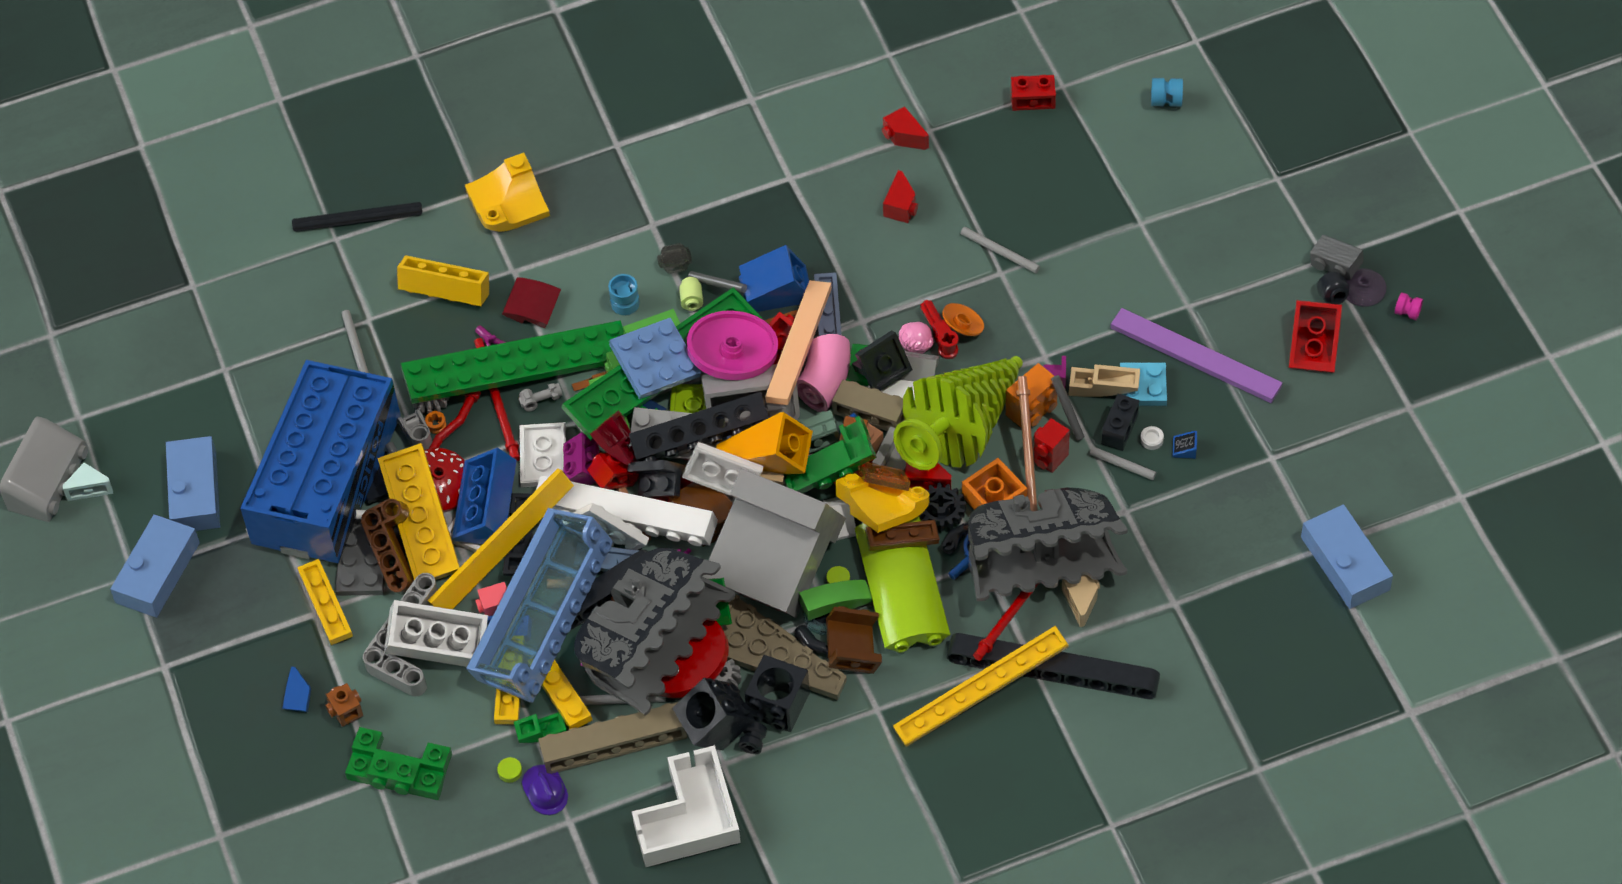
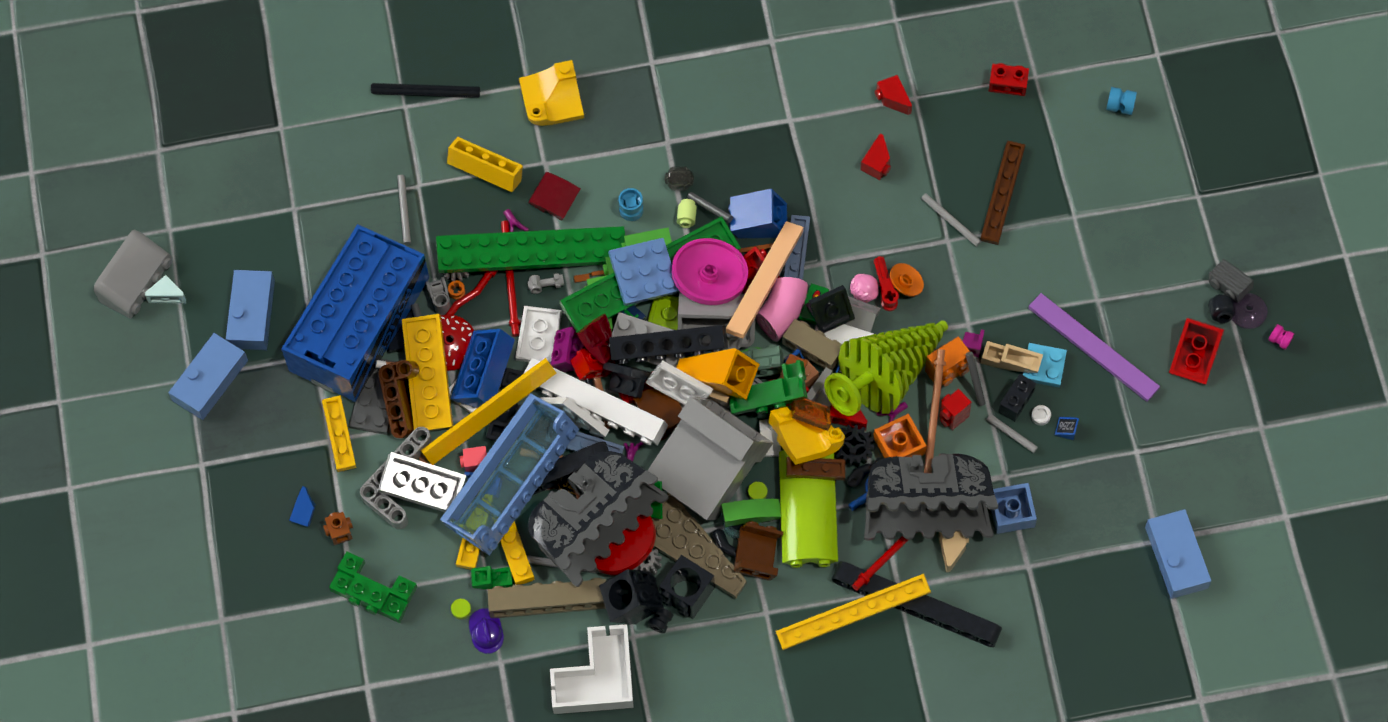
camera: 10 degrees right, 10 degrees up
(980, 463) = (902, 406): none -> magenta bar
(1053, 212) = (1002, 192): none -> reddish brown tile
(1145, 542) = (1014, 509): none -> medium blue brick

